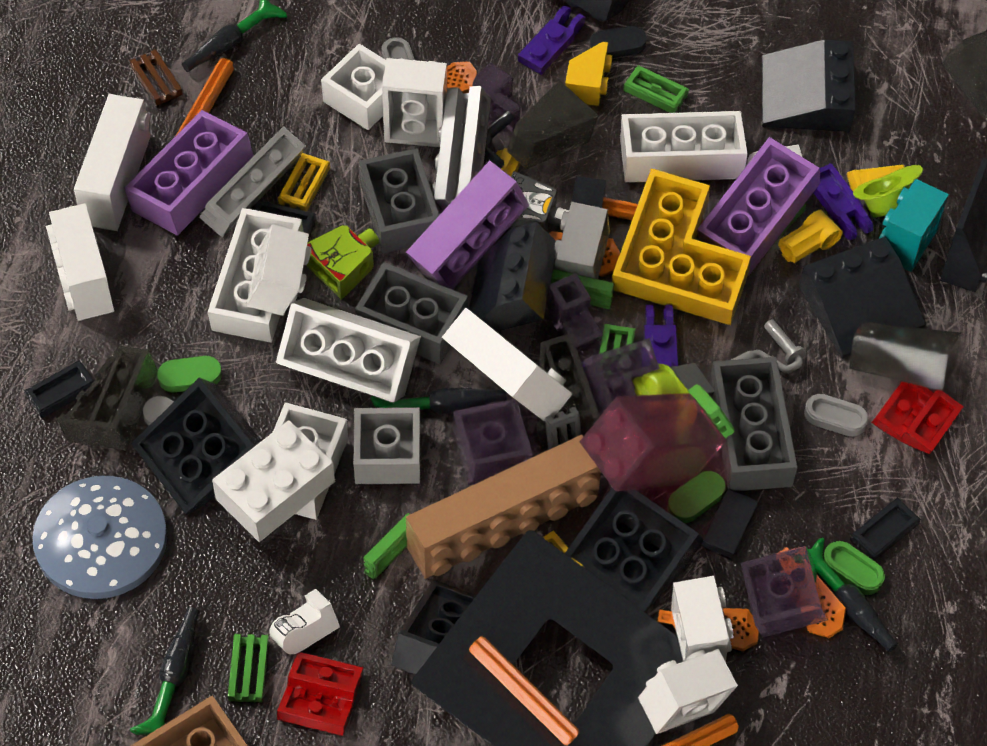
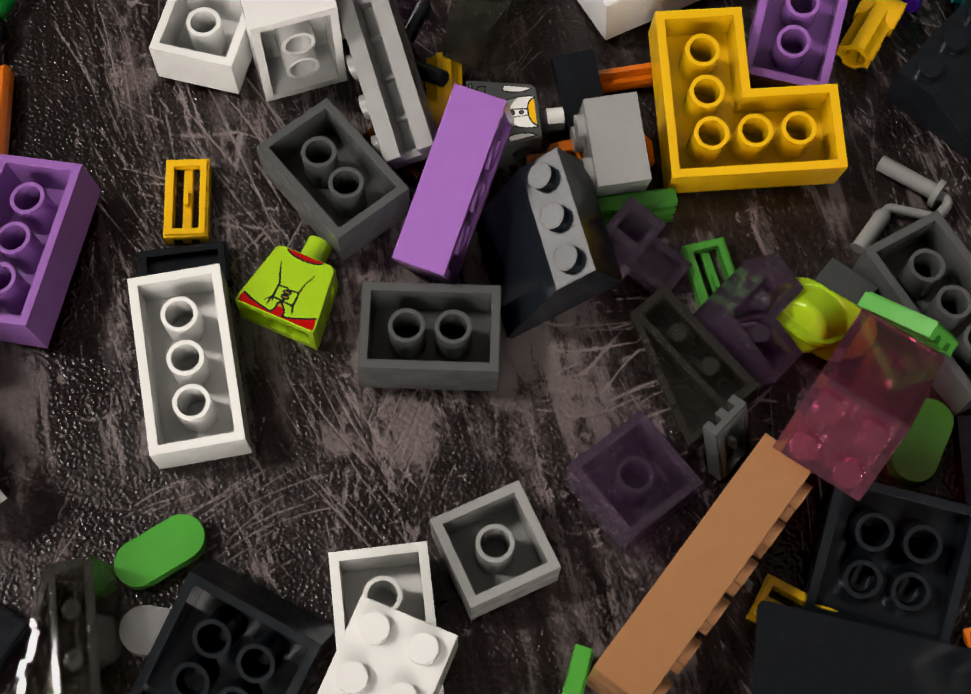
camera: 25 degrees left, 10 degrees up
(252, 181) = (120, 231): light grey brick -> none
(278, 270) = (231, 359): white brick -> none
(348, 349) = (373, 430): white brick -> none
(446, 400) = (524, 448): black piece -> none
(507, 366) = (612, 370): white brick -> none
(662, 336) = (762, 234): dark purple hinge -> none

